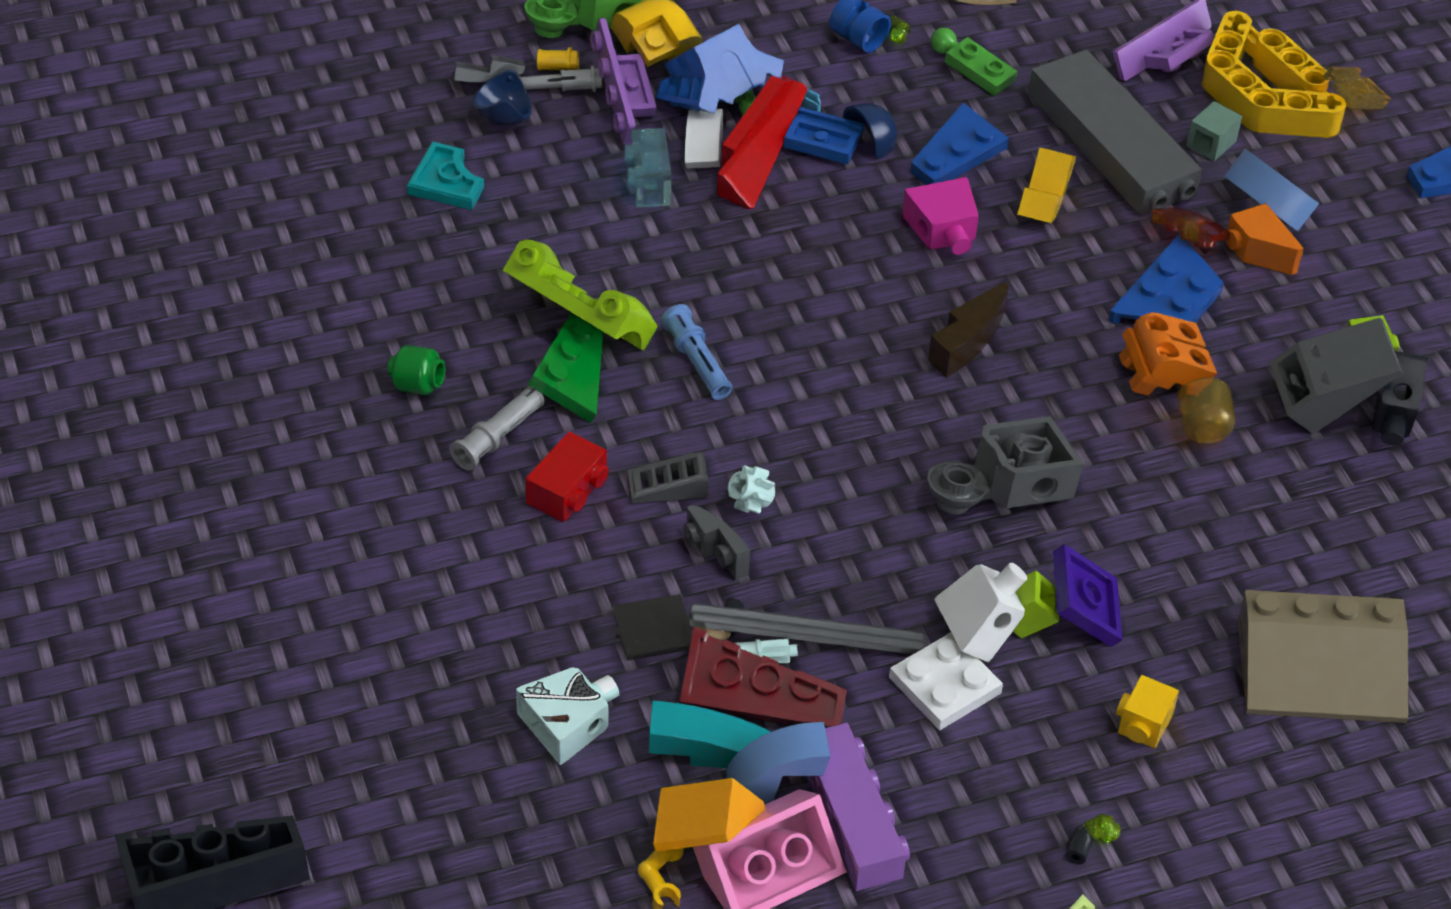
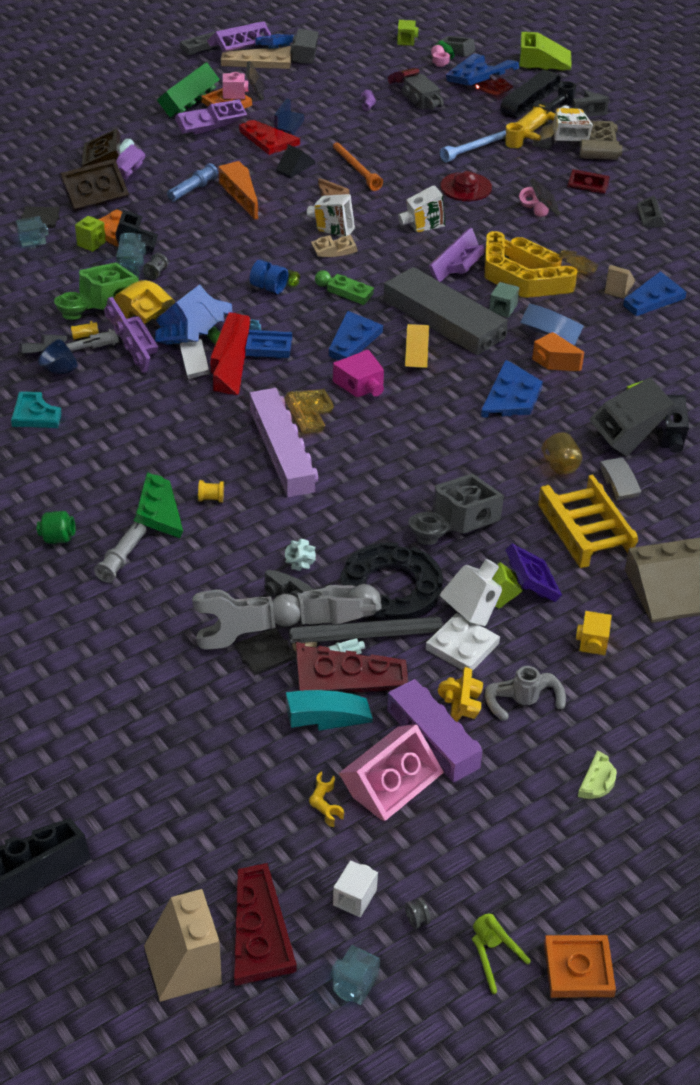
camera: 15 degrees left, 5 degrees down
(566, 477) = (178, 572): red brick -> none
(566, 710) = (227, 713): light aqua torso -> none
(613, 311) = (178, 467): lime piece -> none
(649, 167) = (166, 380): clear light blue brick -> none
(656, 360) = (211, 491): none -> yellow bush
(690, 341) = (230, 477): medium blue pin -> none
(690, 485) = (256, 552): dark grey slope -> none
(704, 813) = (345, 753): light orange slope -> none
(762, 580) = (238, 616): none -> light grey piece
(784, 752) = (369, 717): medium blue brick -> none
(788, 303) = (283, 443): none -> lavender brick
(840, 253) = (306, 408): none -> clear yellow plate
(879, 517) = (414, 561): none -> black plate
(880, 123) = (299, 327): dark blue helmet -> none
(908, 757) = (459, 693): none -> yellow hips
(968, 330) = (399, 437): dark brown slope -> none
(1008, 776) = (524, 690): none -> light grey piece
(1088, 832) = (584, 715): arm -> none
(1164, 353) = (525, 426): orange hips -> none
(1174, 544) = (572, 534): none -> yellow fence
(1192, 226) = (513, 353): clear red slope -> none
(1285, 469) = (621, 478): none -> light grey slope
(1410, 136) = (618, 281): none -> tan slope

